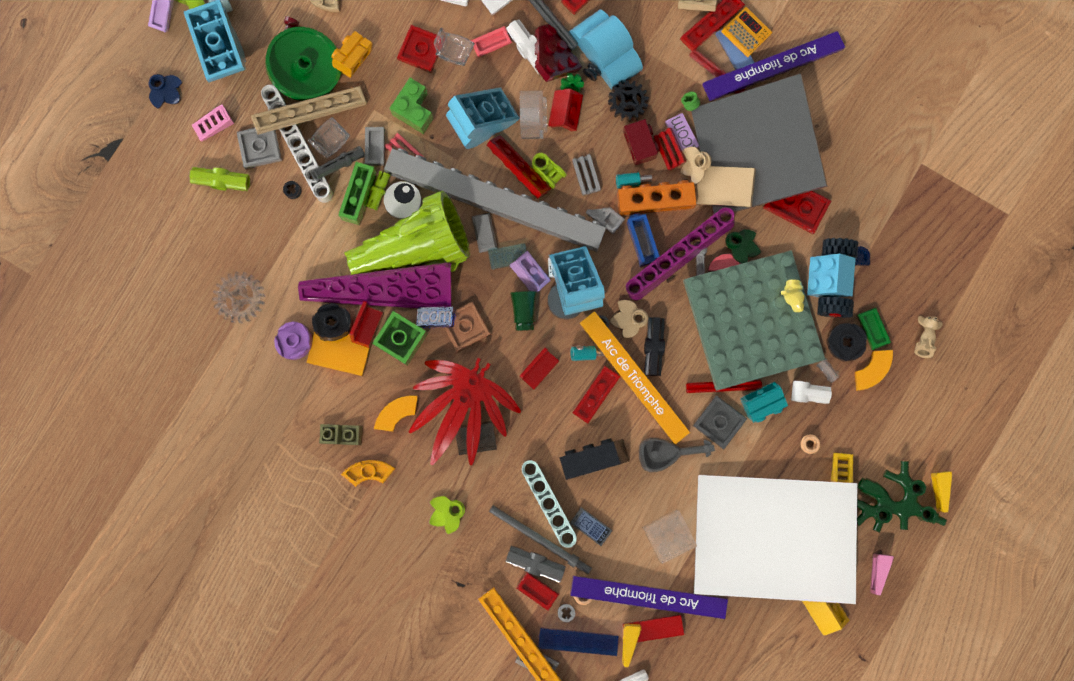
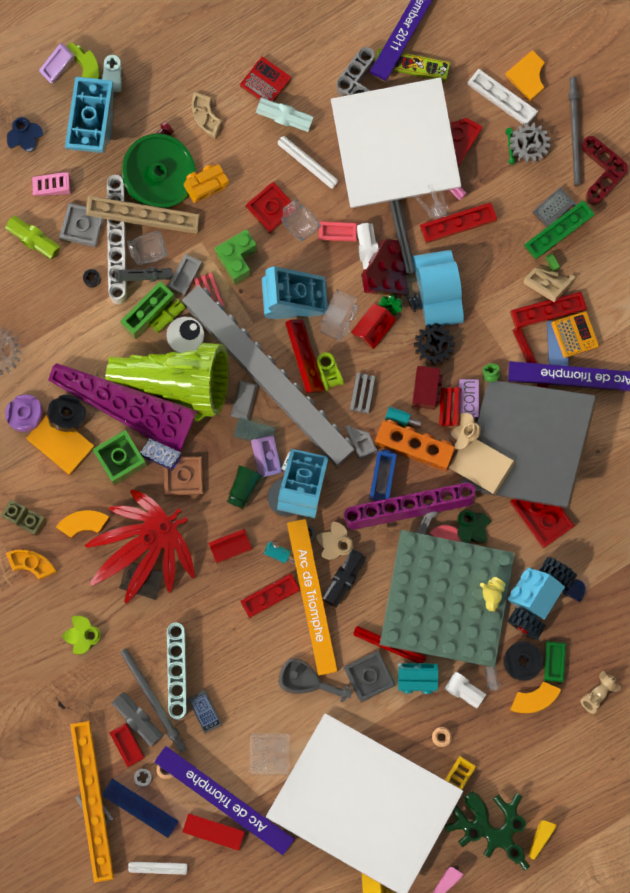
camera: 25 degrees right, 5 degrees down
(365, 325) = (95, 431): red panel -> none
(594, 458) = (238, 650): black wedge -> none
(630, 638) = (187, 827): yellow slope -> none

